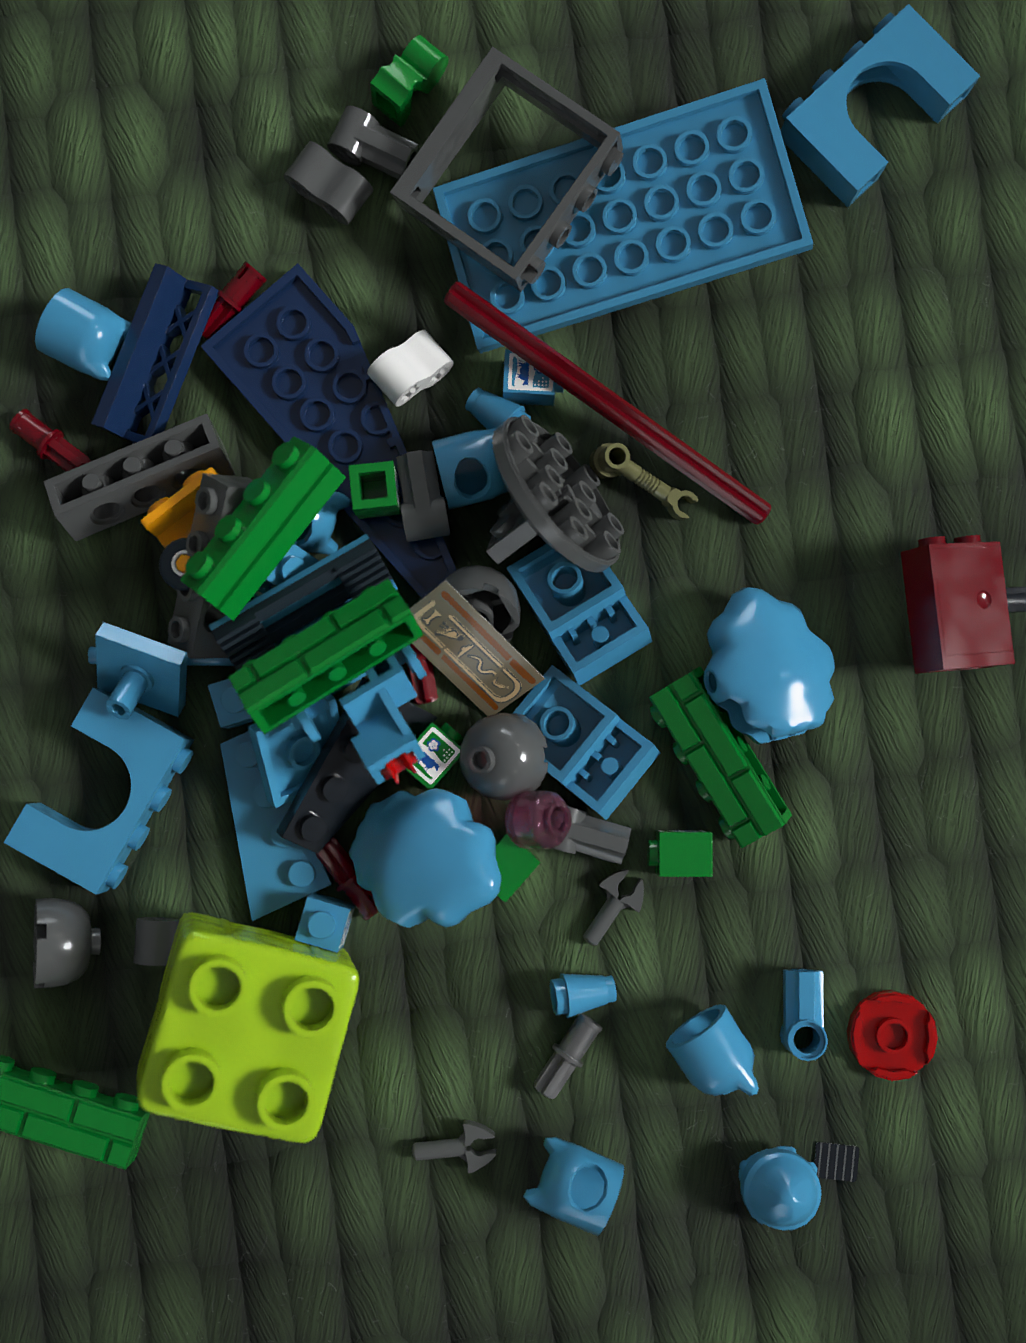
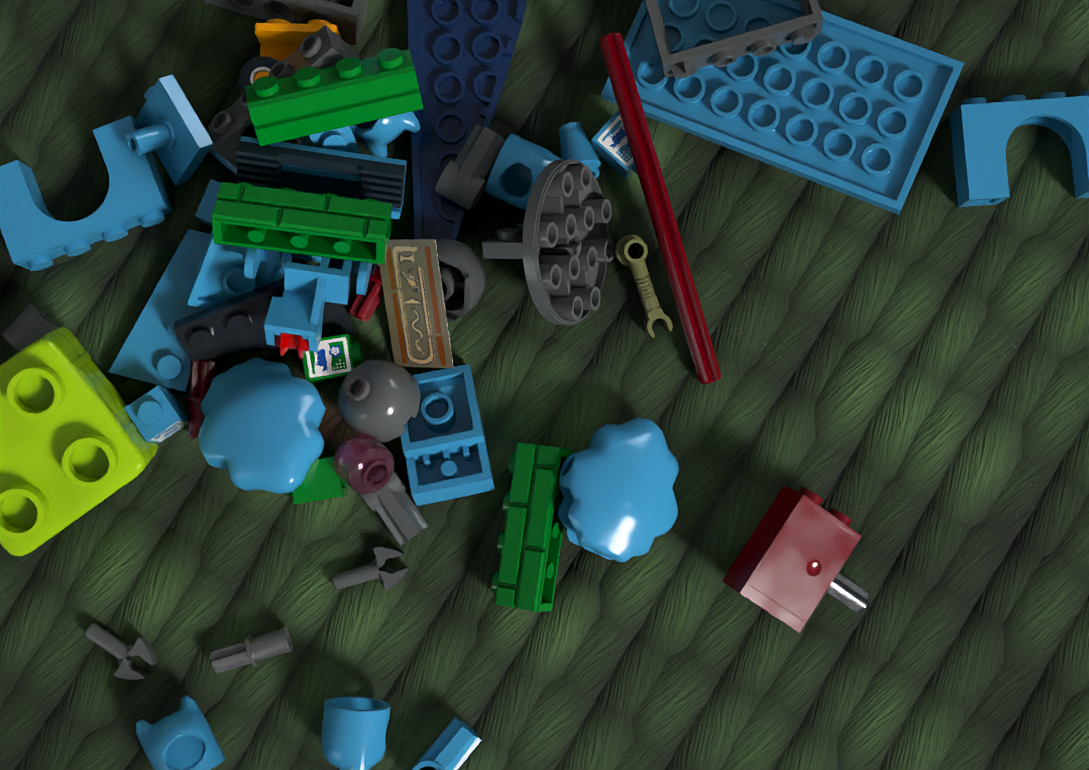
camera: 40 degrees right, 0 degrees up
(374, 489) = (440, 134): green brick -> none
(410, 367) = (540, 68): white axle -> none
(580, 612) = (518, 344): dark azure slope -> none
(580, 993) = (297, 614): dark azure cone -> none
(681, 853) = (449, 573): green brick -> none

